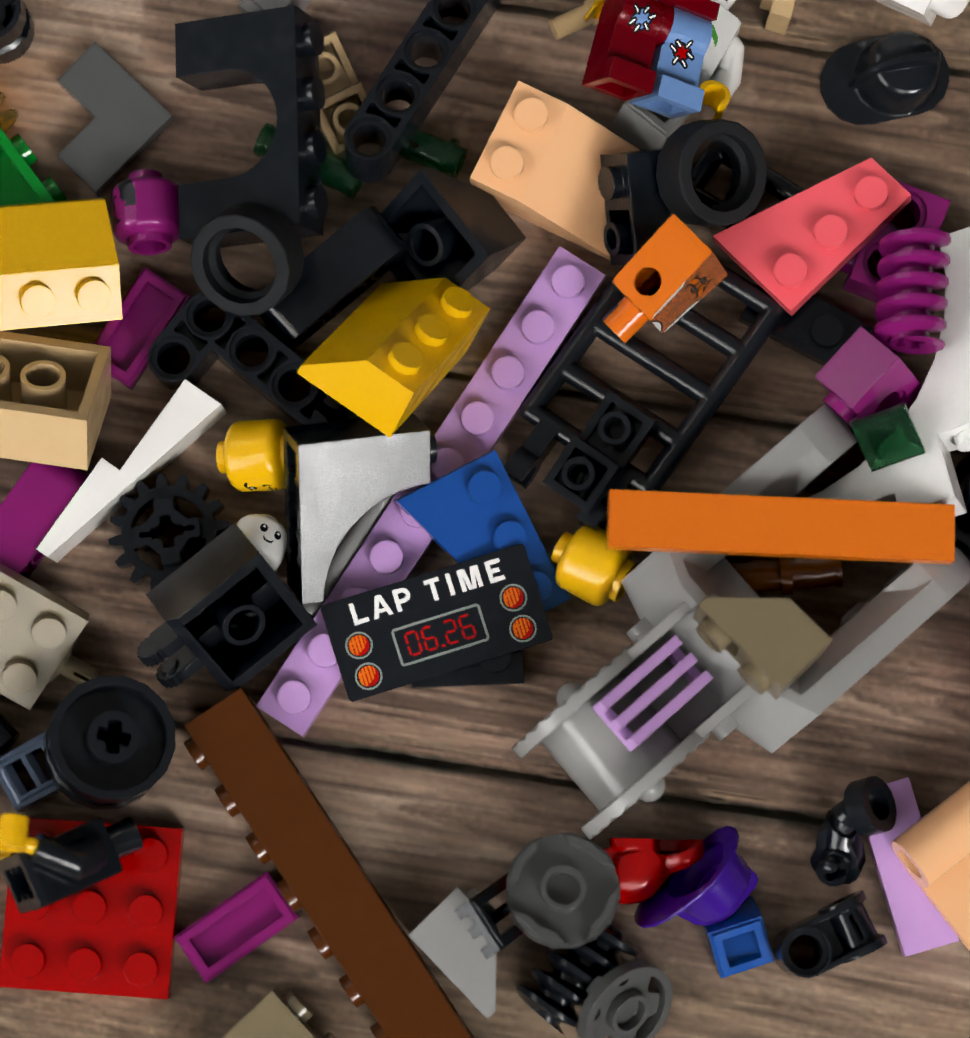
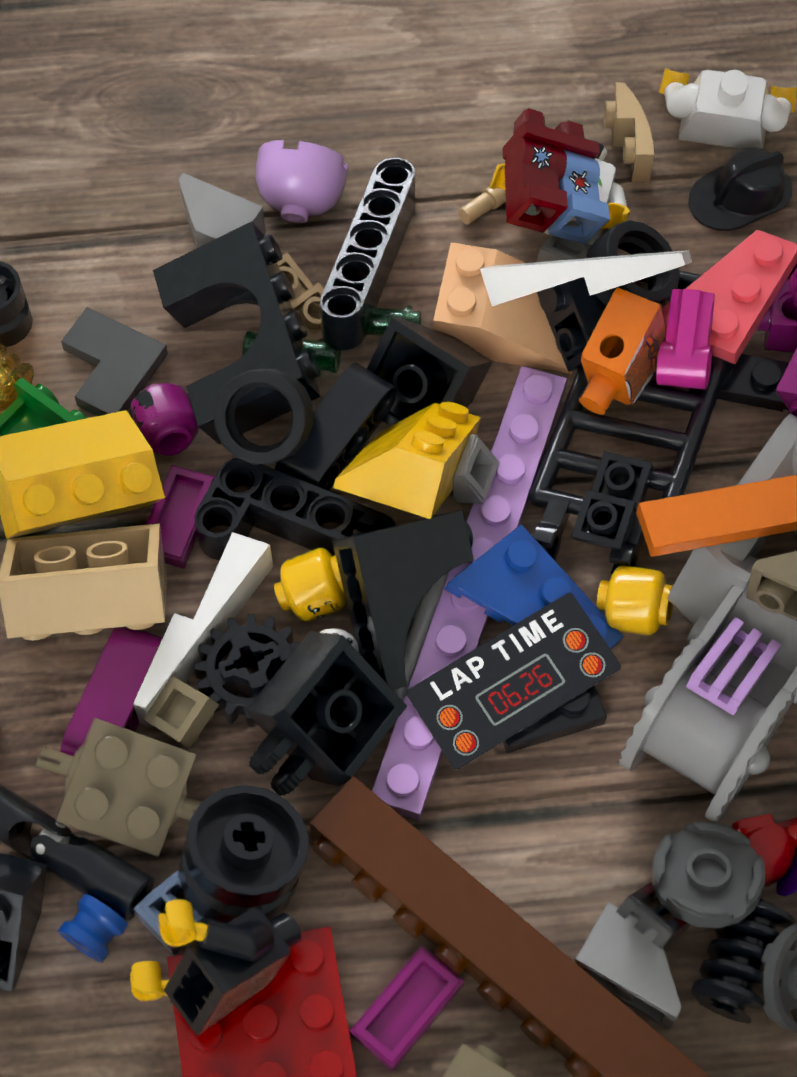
camera: 15 degrees left, 20 degrees down
(84, 567) = (181, 712): none -> dark tan tile
(465, 373) = (474, 472): none -> light grey slope
(662, 190) = (600, 273): none -> white slope
(735, 296) = (686, 353): none -> dark pink piece

